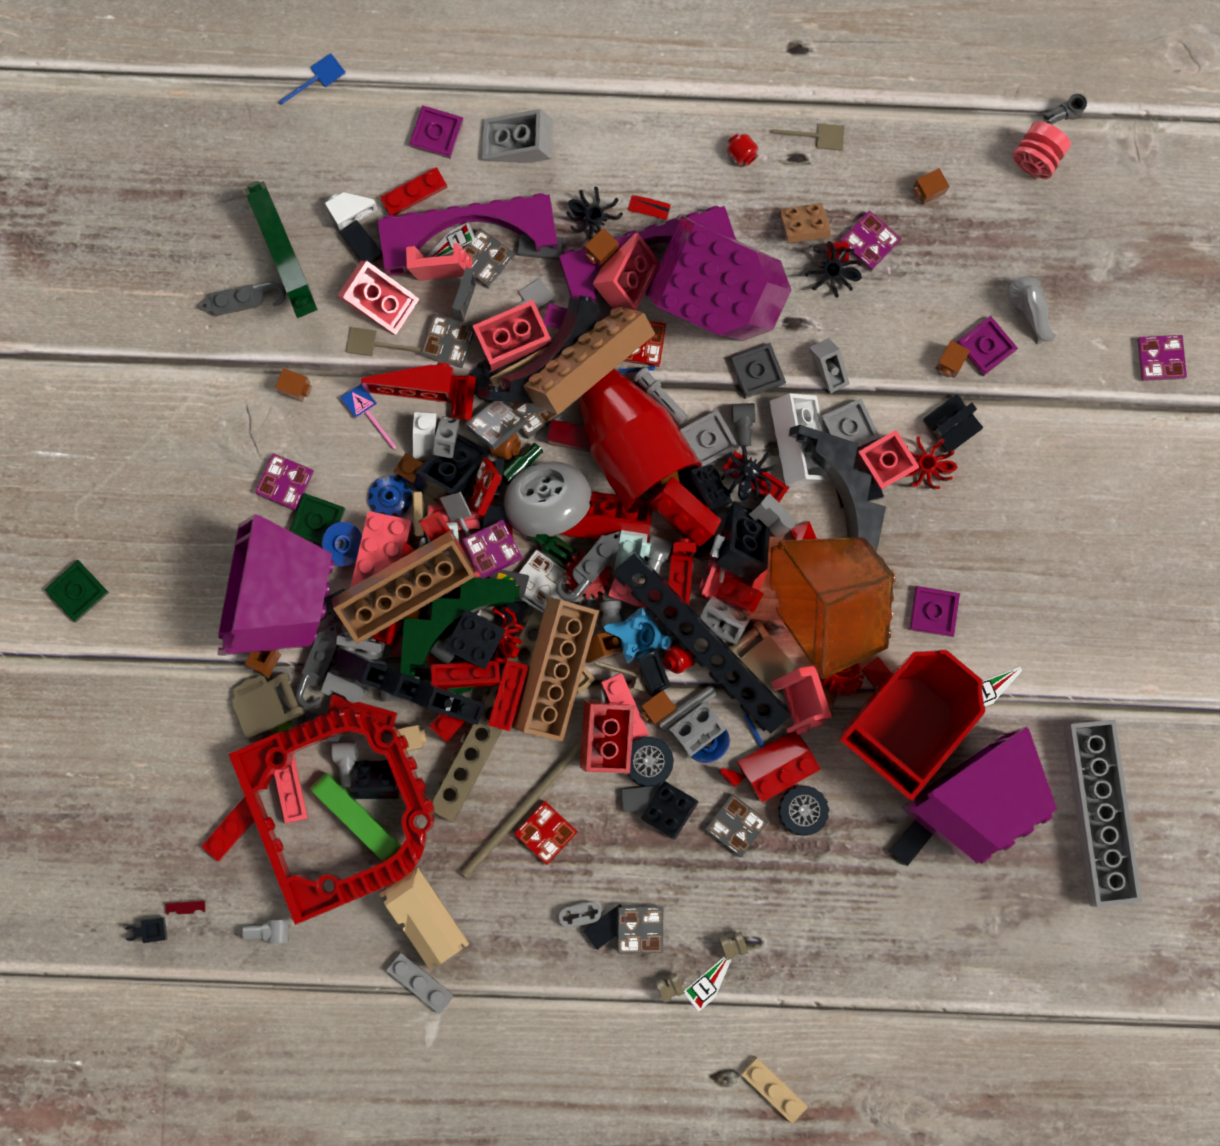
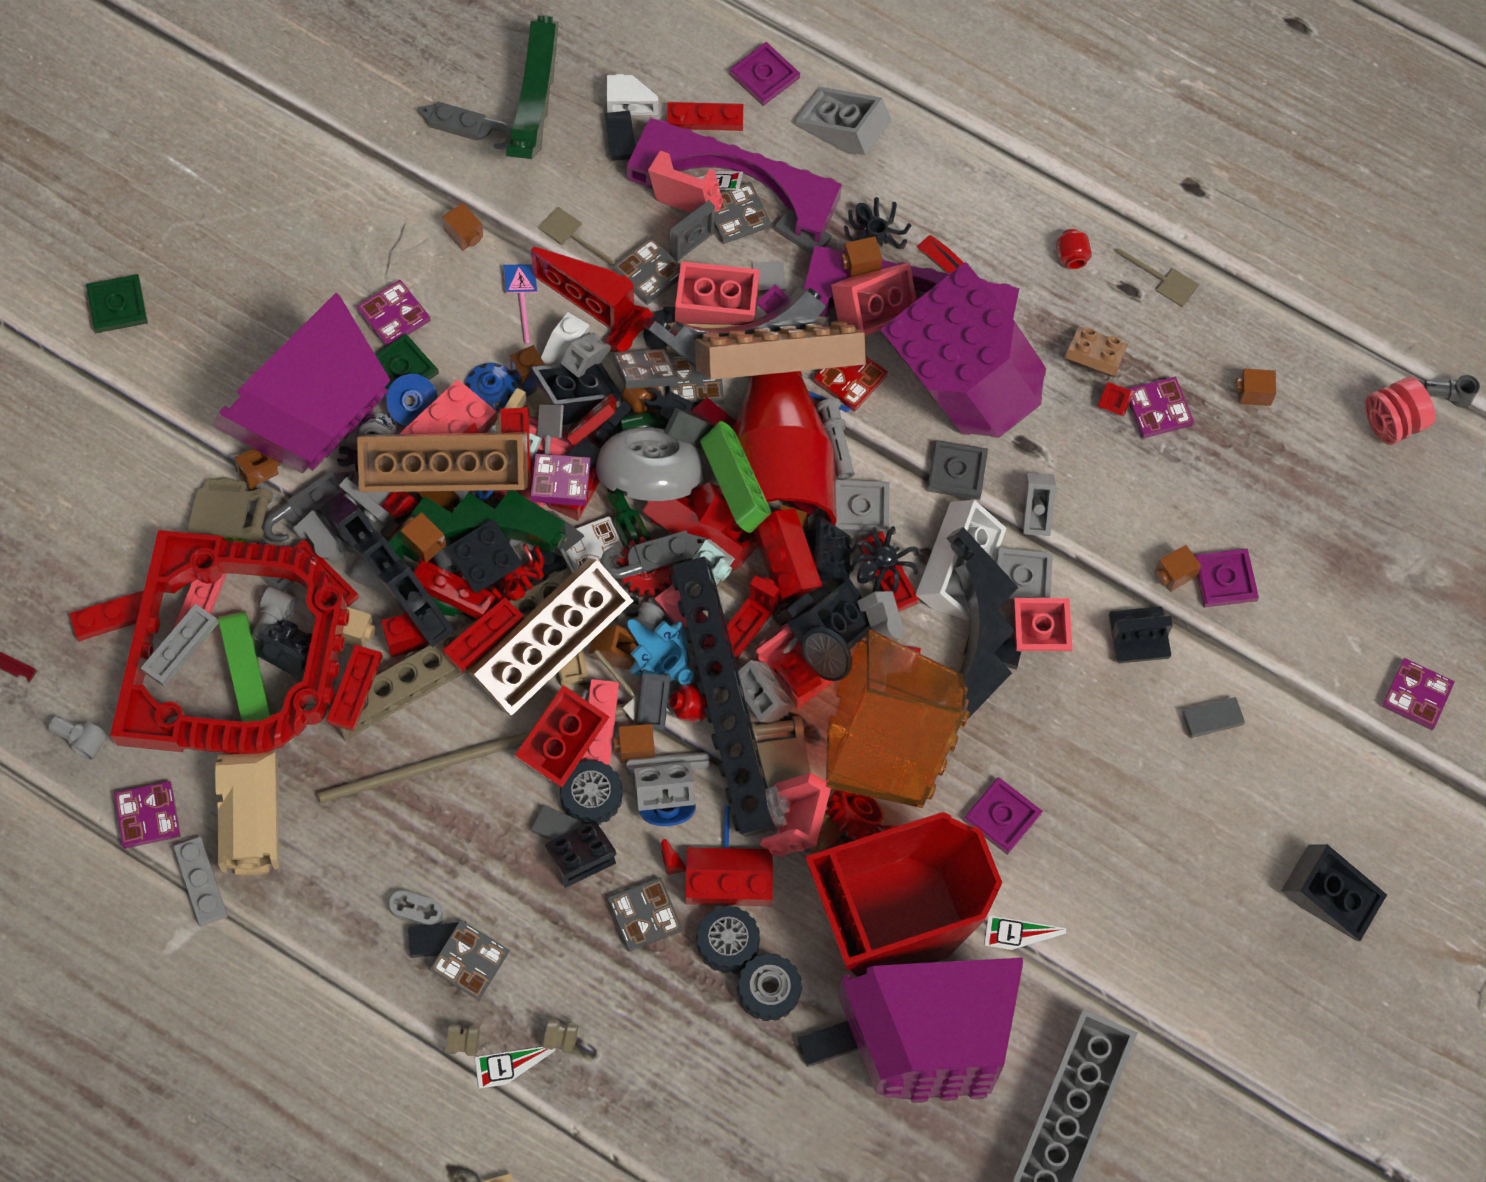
camera: 30 degrees right, 15 degrees down
(303, 833) = (179, 645): none -> light grey plate
(338, 582) = (377, 424): none -> light grey head
(352, 958) = (147, 814): none -> magenta tile
(378, 297) = (603, 191): coral slope -> none
(424, 652) = (423, 537): none -> dark orange brick
(443, 788) = (354, 688): none -> red plate
(534, 444) = (667, 404): none -> black plate
(546, 832) = (434, 804): red tile -> none
(561, 453) = (688, 427): none -> pearl dark grey slope
(611, 505) = (711, 506): none -> red slope
(619, 479) = (735, 477): none -> bright green beam
(658, 552) = (735, 587): light grey pin -> none
(743, 416) = (912, 505): dark grey pin -> none
(757, 572) = (827, 653): none -> dark grey wheel
(784, 699) = (777, 806): none -> clear plate
(834, 268) = (1100, 410): black animal -> none
(864, 824) = (775, 970): none -> black wheel
(928, 464) = (1087, 658): red animal -> none
(1028, 297) = (1300, 549): light grey hair -> none
(1035, 456) = (1213, 717): none -> dark grey tile
(1183, 537) = (1334, 891): none -> black slope

